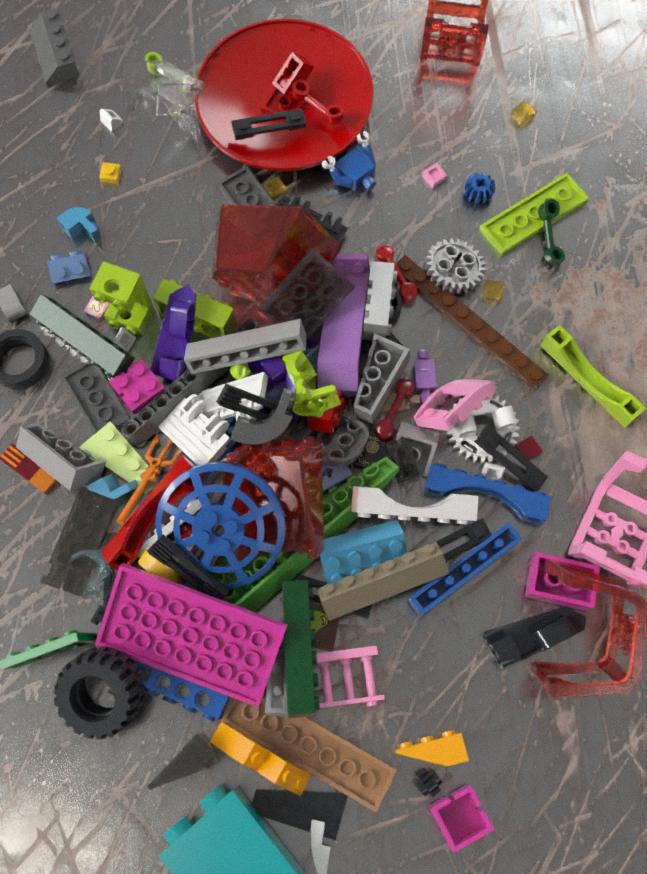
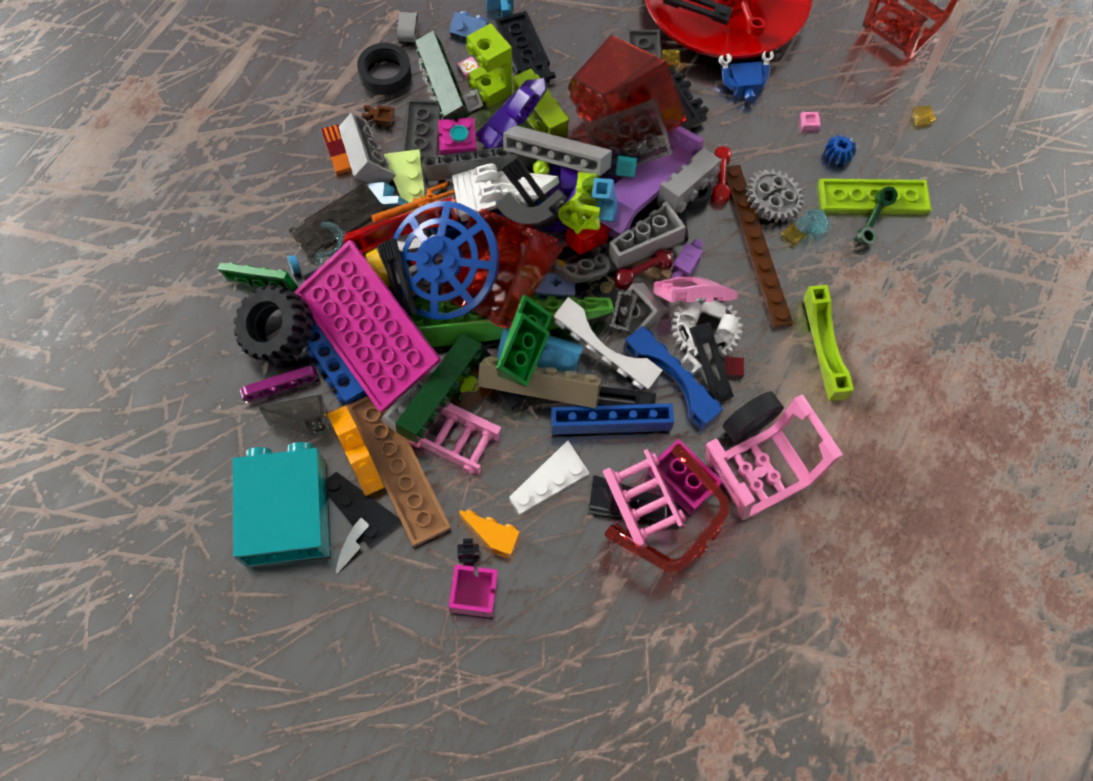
camera: 30 degrees right, 5 degrees down
(48, 408) = (381, 115): none -> reddish brown plate
(70, 613) = (294, 264): none -> dark azure tile
(132, 253) = (525, 44): none -> black hinge
(140, 384) = (459, 133): none -> teal piece
(141, 742) = (279, 383): none -> magenta beam
(319, 323) = (626, 166): none -> teal tile
(325, 368) = (606, 198): none -> dark azure slope
(352, 557) = (524, 342): none -> green slope
(450, 653) = (554, 476): none -> white wing
(505, 269) = (813, 222): none -> clear light blue piece
(547, 650) = (623, 498): none -> bright pink fence
(584, 489) = (753, 416): none -> black tyre

